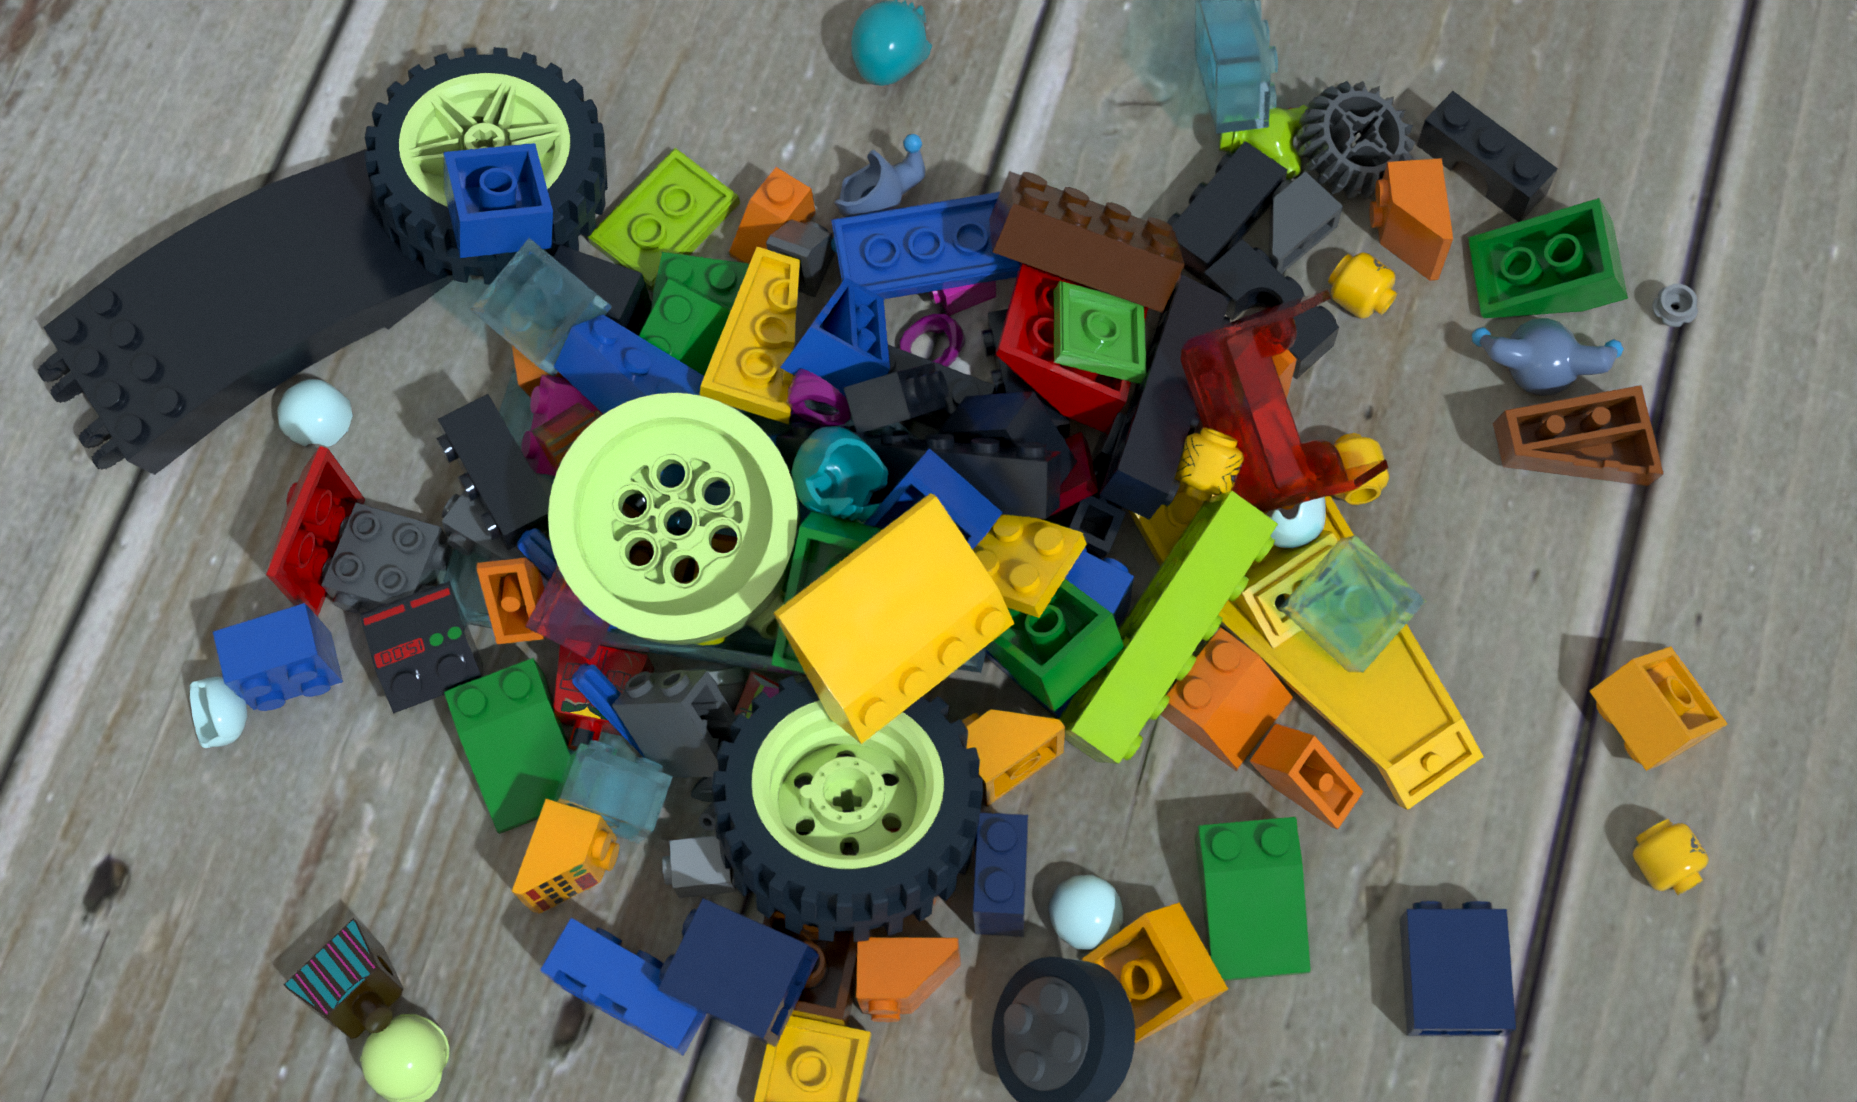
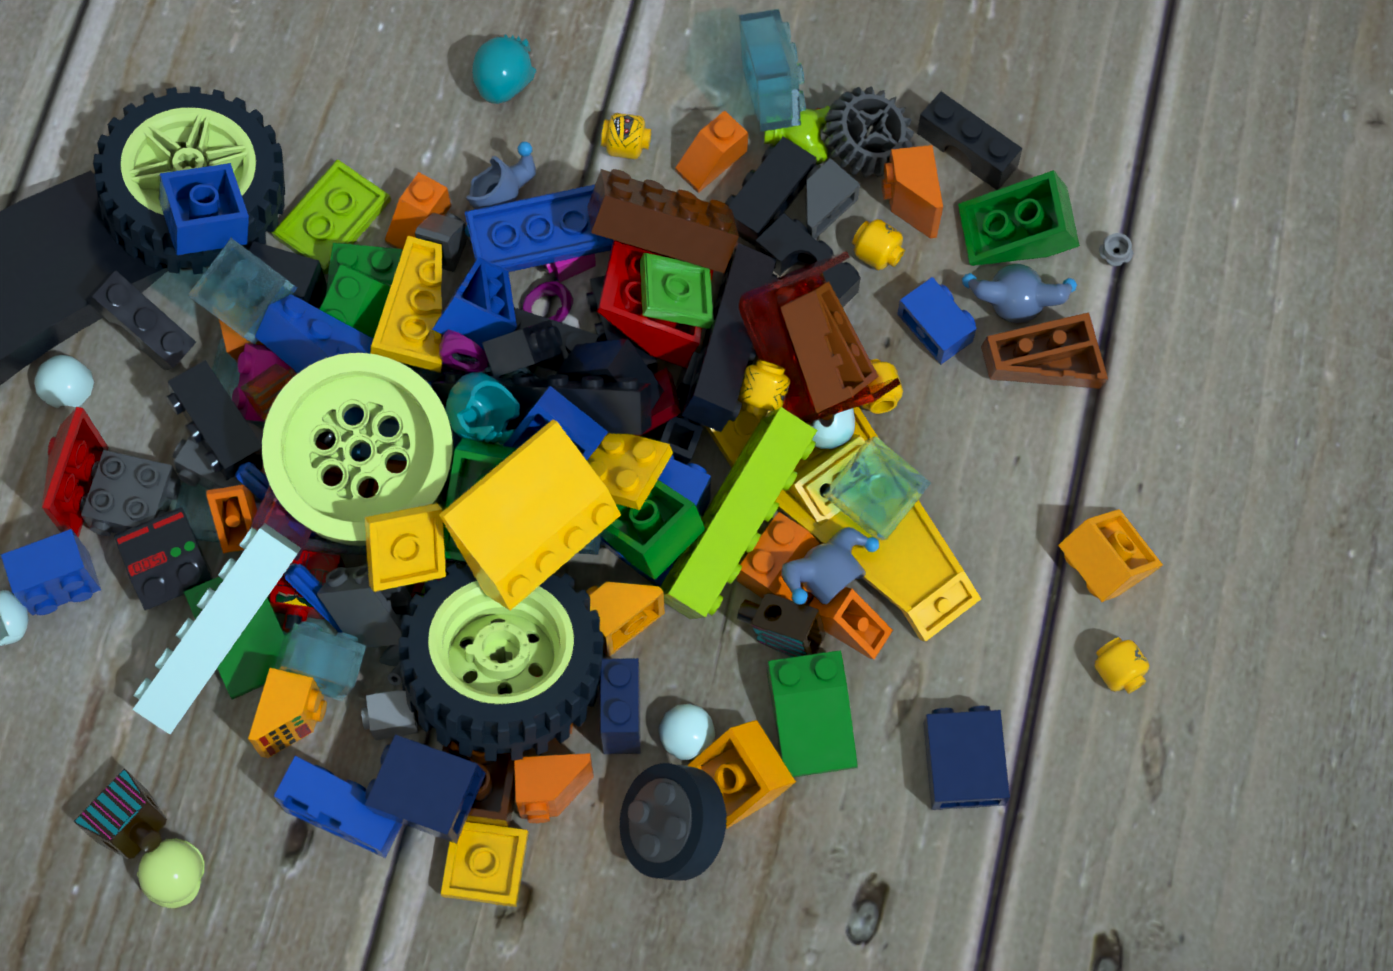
camera: 10 degrees left, 0 degrees up
(406, 330) = (154, 330): none -> black arch
(481, 742) = (216, 628): none -> light aqua brick
(728, 652) = (405, 547): none -> yellow plate
(1042, 132) = (625, 135): none -> yellow head
(1153, 157) = (713, 151): none -> orange slope
(1221, 778) = (784, 625): none -> dark brown torso
(1282, 705) = (827, 567): none -> sand blue piece
(1295, 415) = (827, 347): none -> dark orange wedge
(1437, 386) = (937, 320): none -> blue brick

